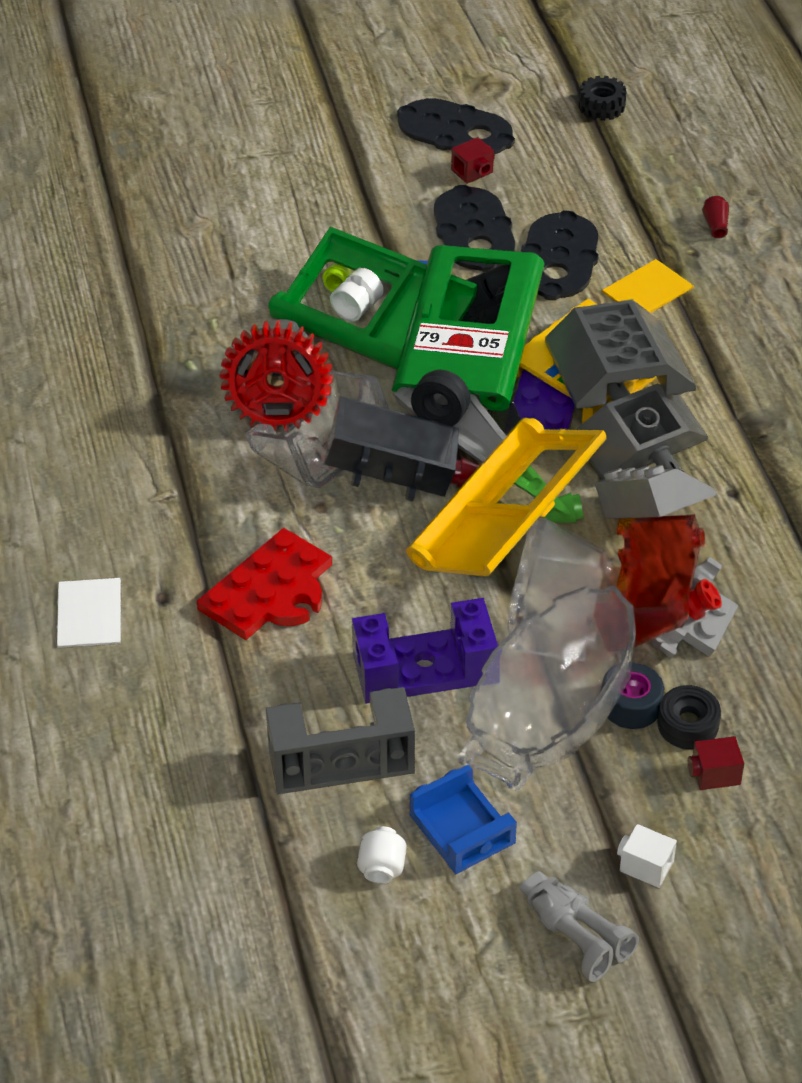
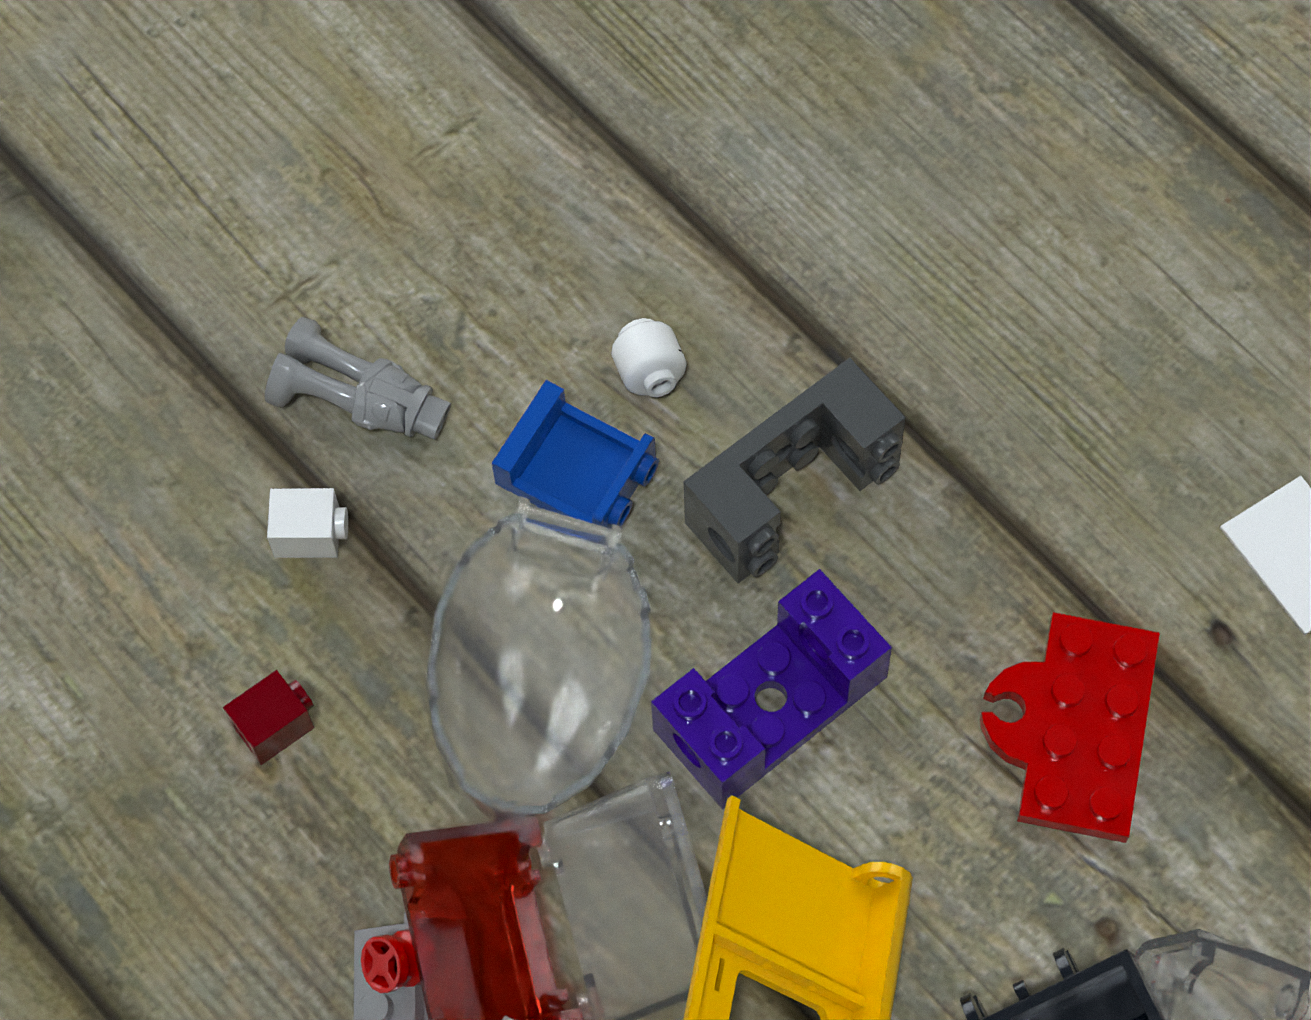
camera: 155 degrees right, 20 degrees up
(639, 700) = (413, 780): black wheel -> none
(691, 700) = (338, 753): black tyre -> none

